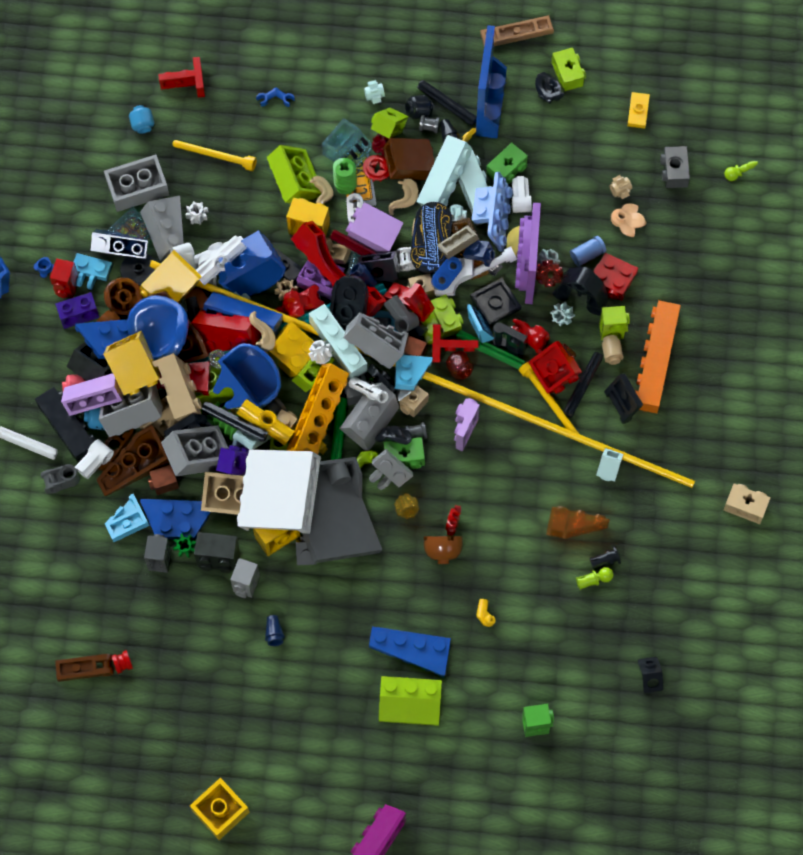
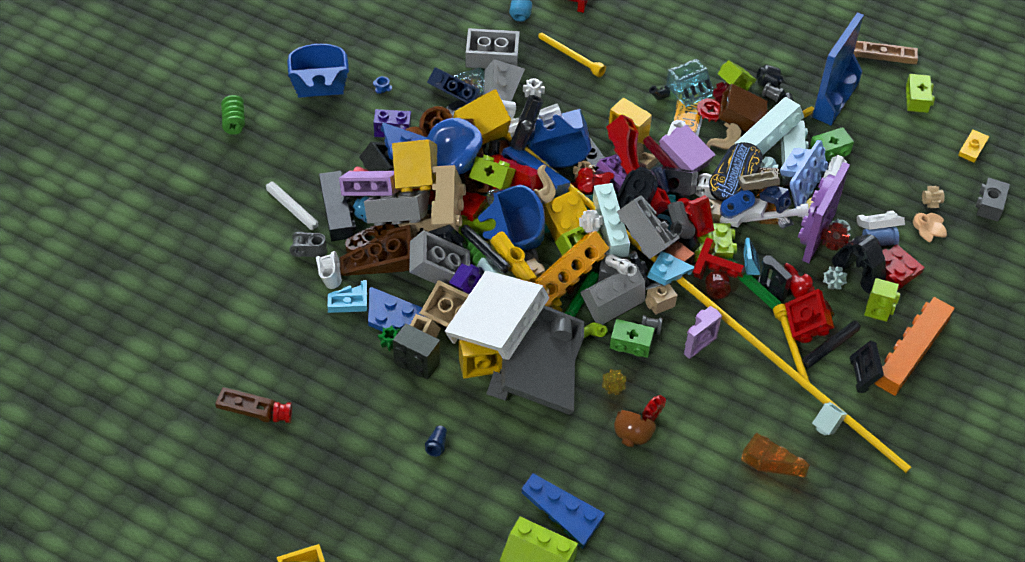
camera: 20 degrees right, 15 degrees down
(64, 278) = (394, 93): red brick -> none
(91, 494) = (329, 270): none -> white piece
(93, 268) = (420, 98): medium azure hinge -> none
(97, 454) = (350, 235): white piece -> none
(157, 553) = (361, 333): dark grey brick -> none
(163, 480) = (398, 279): copper brick -> none
(199, 344) = (502, 174): none -> lime brick
(213, 525) = (426, 325): none -> tan brick
(216, 270) = (529, 113): none -> black piece
(245, 578) = (431, 383): light grey brick -> none
(275, 92) = (645, 27): blue arm -> none
(293, 173) = (634, 84): lime slope -> none
(324, 166) = (659, 94): none -> black arm
(324, 187) = (656, 108): tan piece -> none
(344, 175) = (678, 102): bright green piece -> none
(374, 92) = (733, 52): light aqua gear -> none
(392, 469) = (614, 343): light grey hinge -> none
(394, 434) = (629, 315): black hat -> none
(447, 102) = (796, 83): black axle -> none
(482, 614) = (646, 505): yellow arm -> none
(495, 302) = (775, 244): black plate -> none
(548, 88) = (895, 101): black hat -> none
(582, 234) = (885, 220): none -> white plate
(604, 575) = (784, 515): lime pin -> none
(606, 558) = (791, 501): black pin -> none
(612, 349) = (871, 324): tan brick -> none
(754, 510) = (957, 505): tan brick -> none

